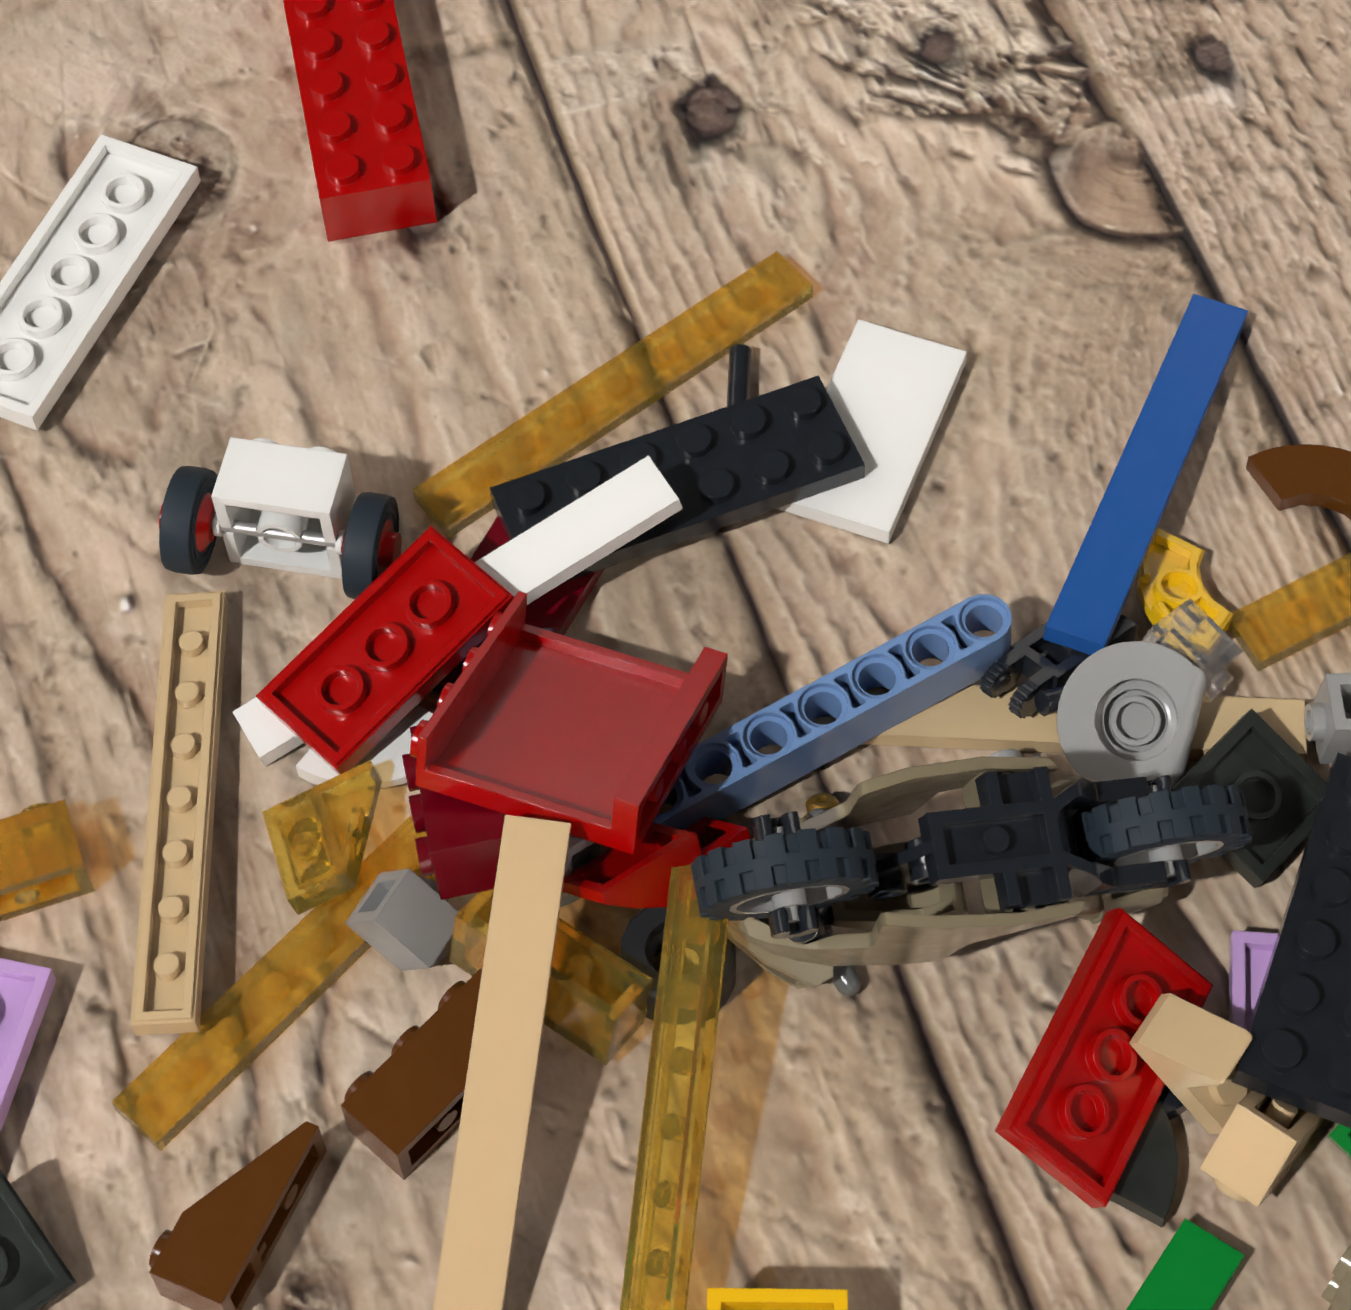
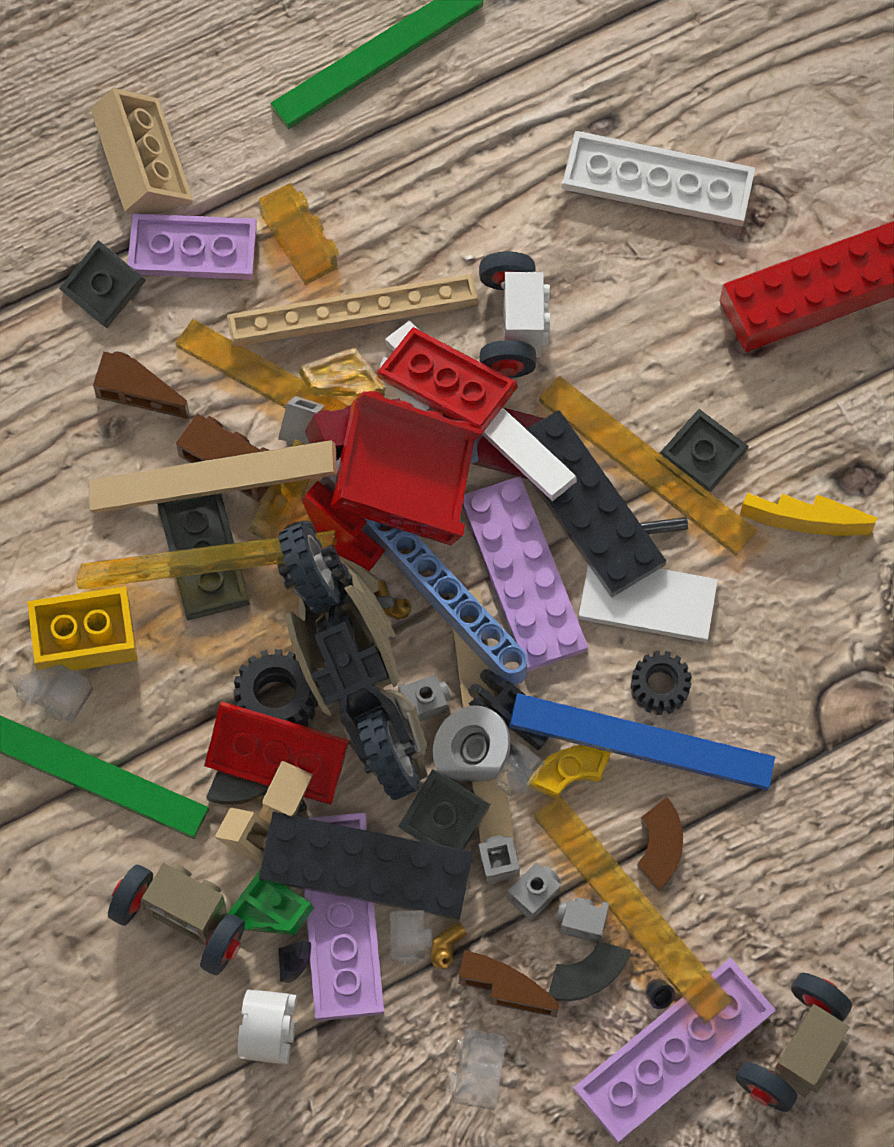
camera: 75 degrees right, 10 degrees up
(586, 1157) = (200, 524): none -> pearl dark grey tile
(608, 303) = (704, 450): none -> pearl dark grey tile
(769, 172) = (822, 517): none -> yellow slope
(785, 605) = (523, 573): none -> lavender plate
(962, 1002) = (275, 669): none -> black tyre
(1041, 404) = (665, 664): none -> black tyre

